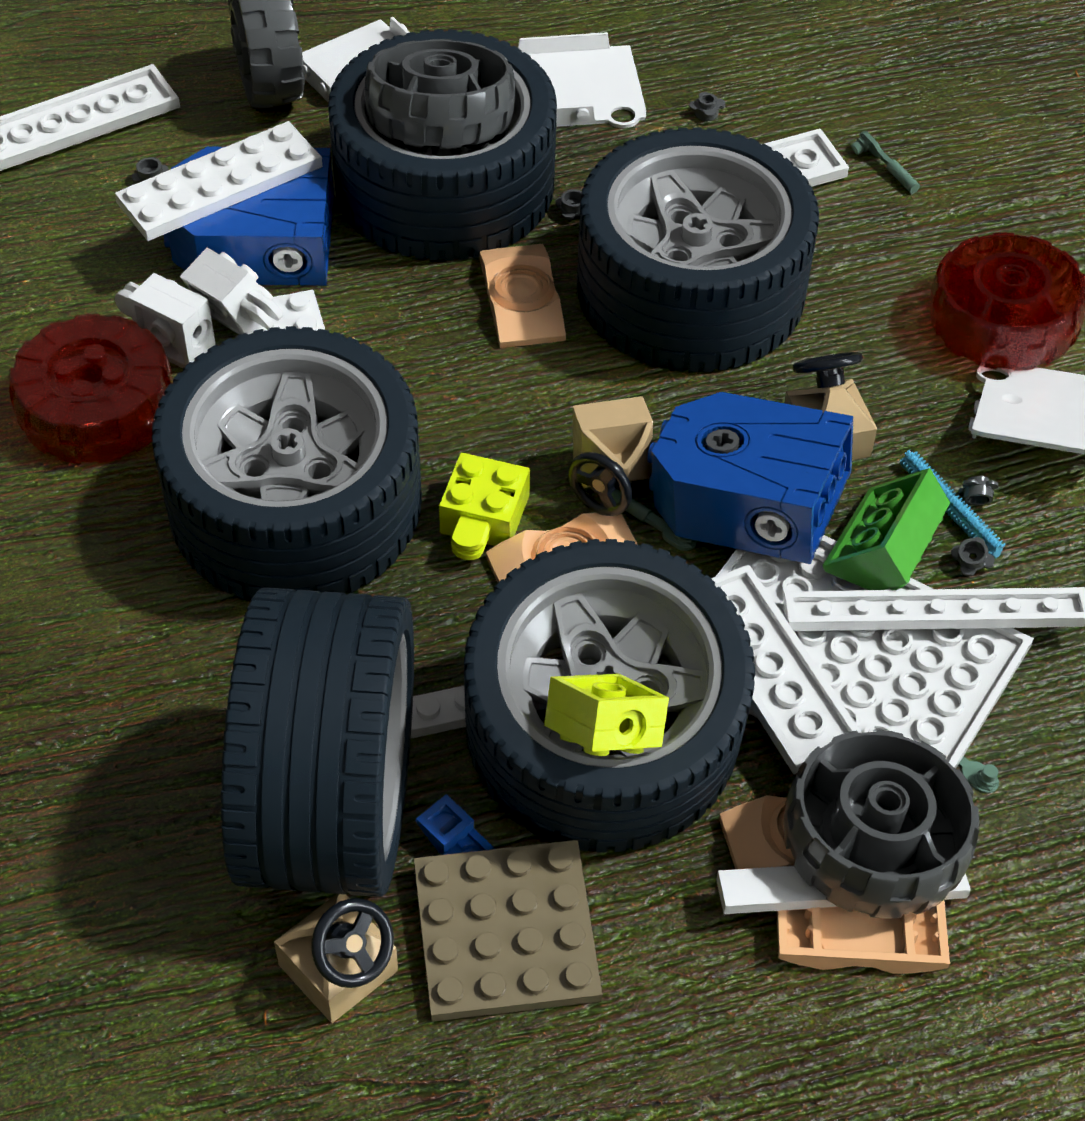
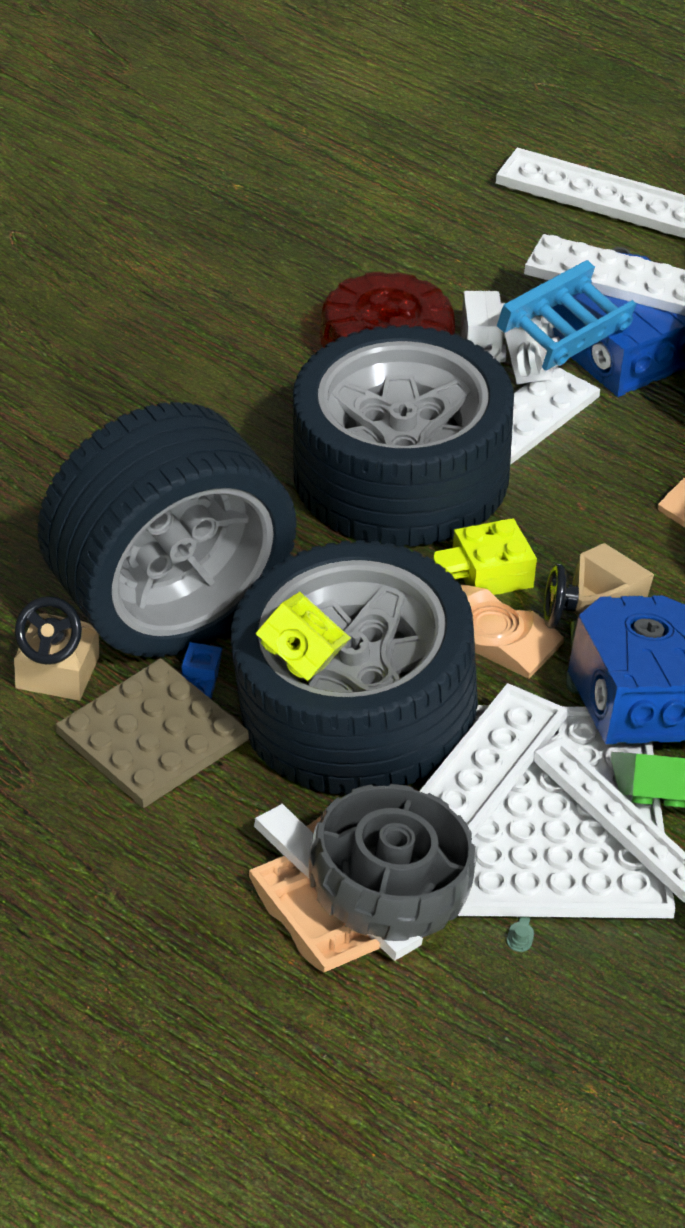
camera: 55 degrees right, 10 degrees down
(228, 254) = (560, 291): none -> dark azure fence

